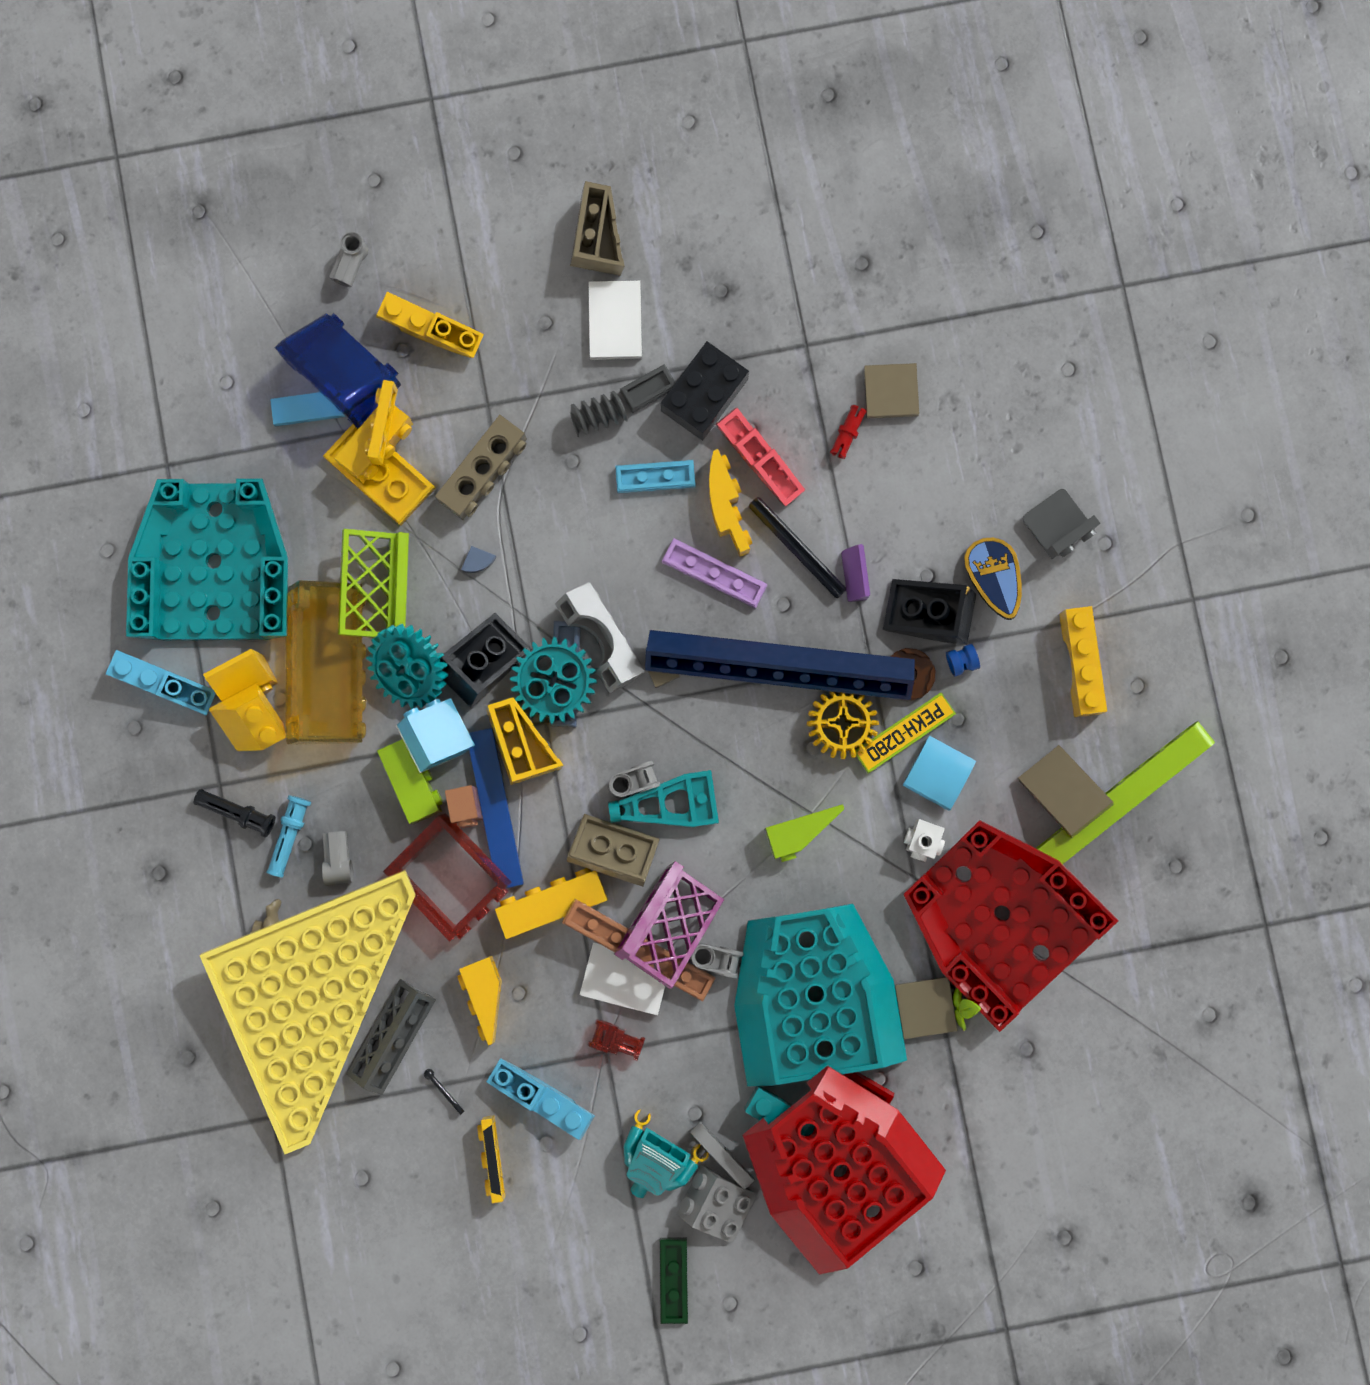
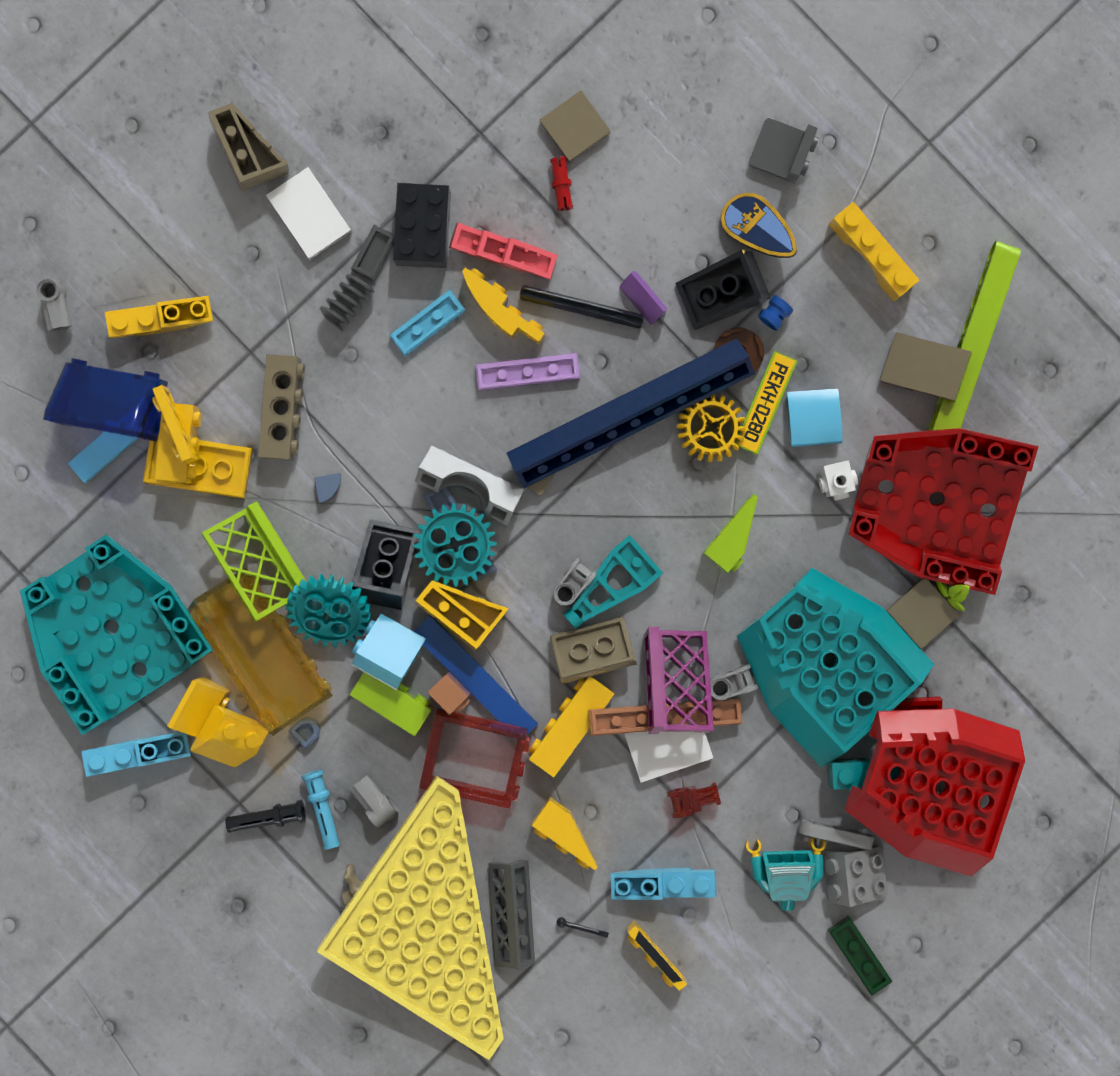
camera: 35 degrees left, 5 degrees up
(318, 759) = (305, 731): none -> sand blue tile

